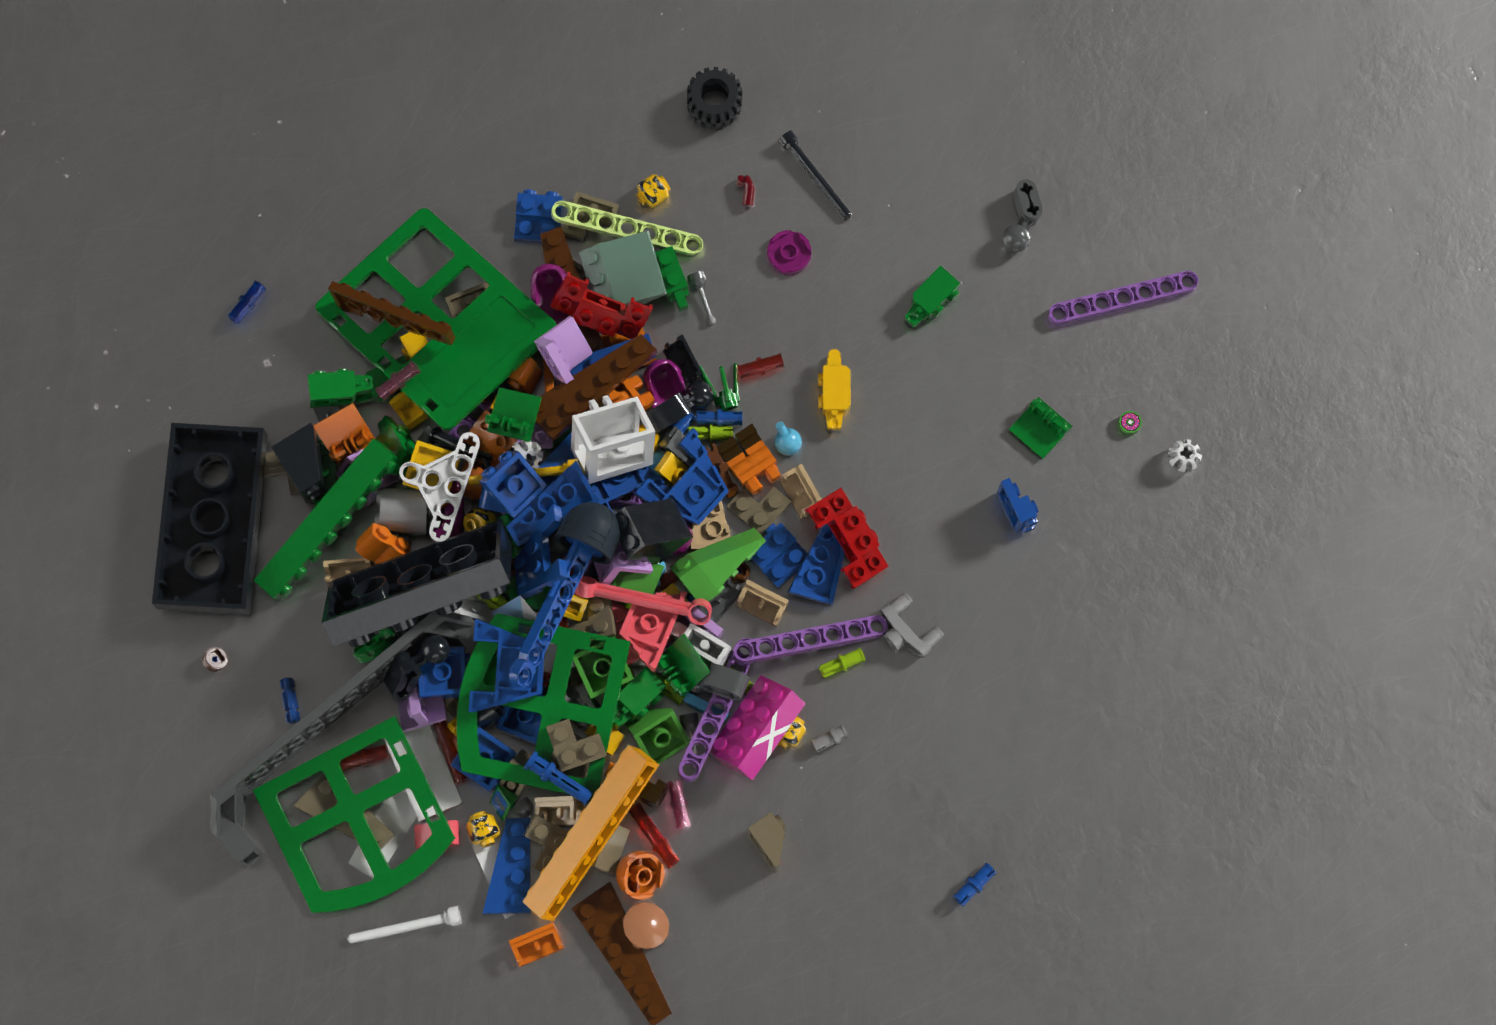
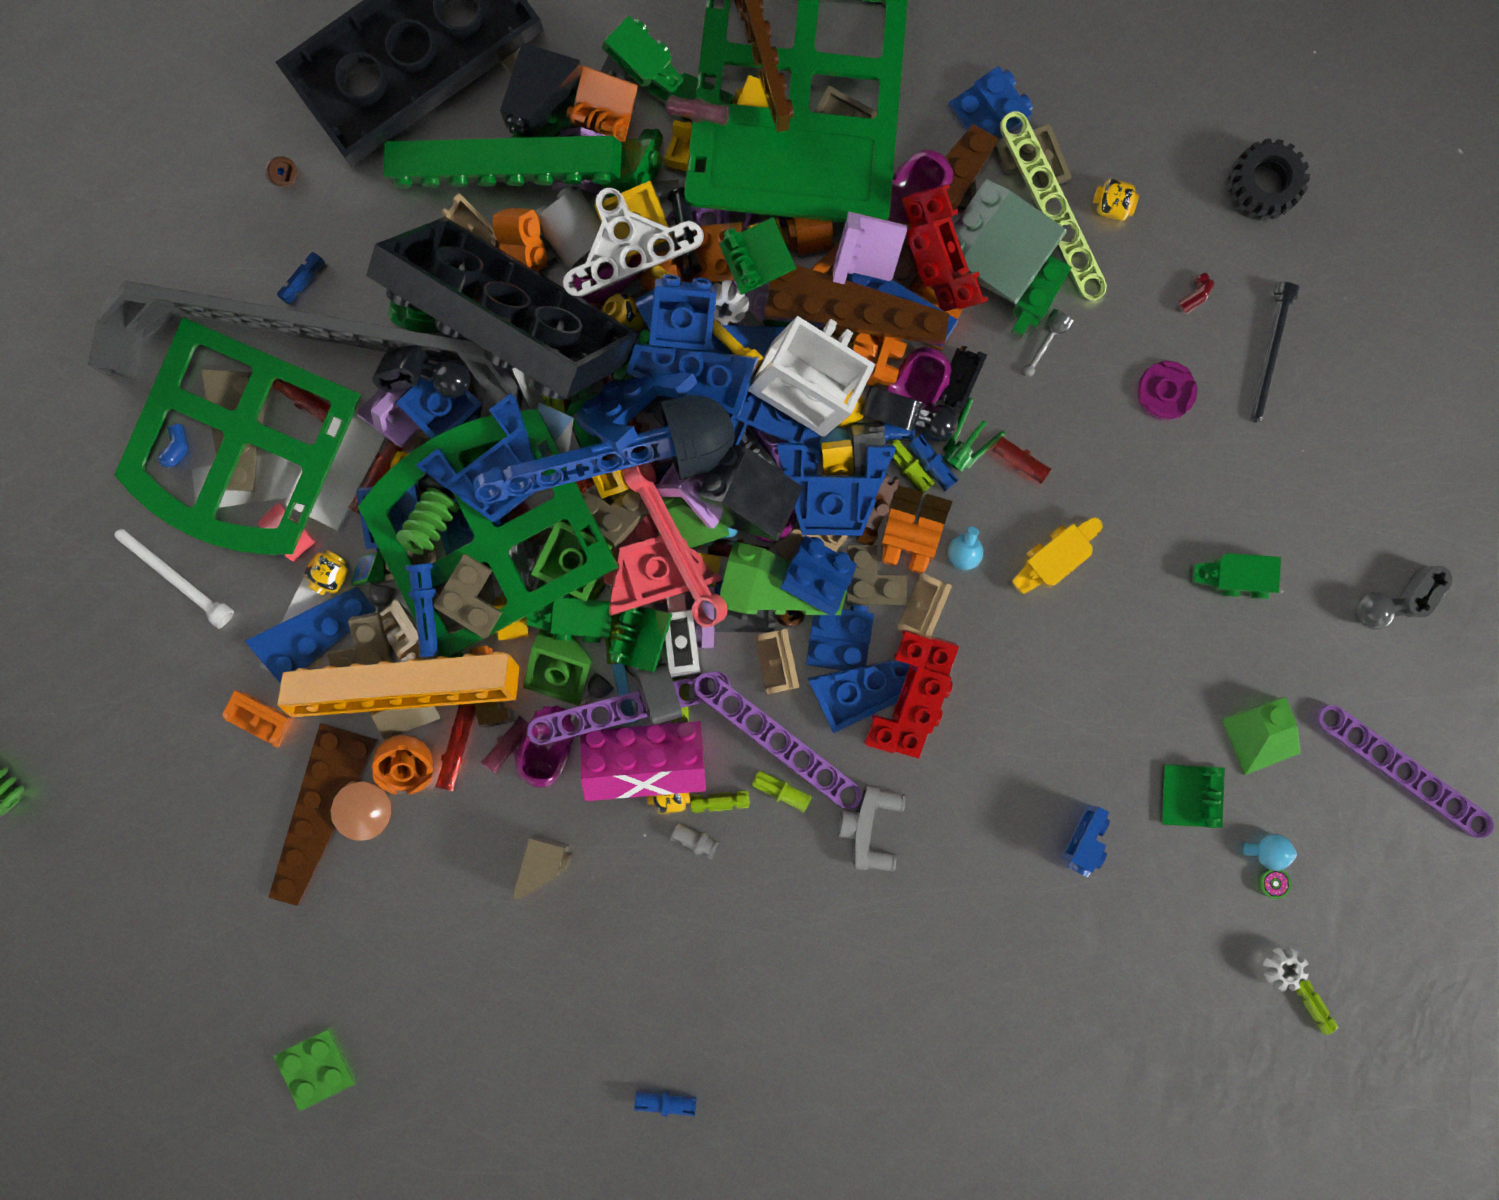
camera: 50 degrees right, 10 degrees up
(328, 859) = (176, 449): none -> blue arm
(506, 736) = (425, 520): none -> bright green piece
(707, 790) = (543, 763): none -> magenta hair
(731, 533) = (818, 575): none -> blue plate
(818, 705) = (720, 801): none -> lime axle
(1037, 359) = (1263, 734): none -> bright green slope
(1110, 408) = (1274, 852): none -> medium azure piece
(1222, 457) = (1316, 1007): none -> lime axle

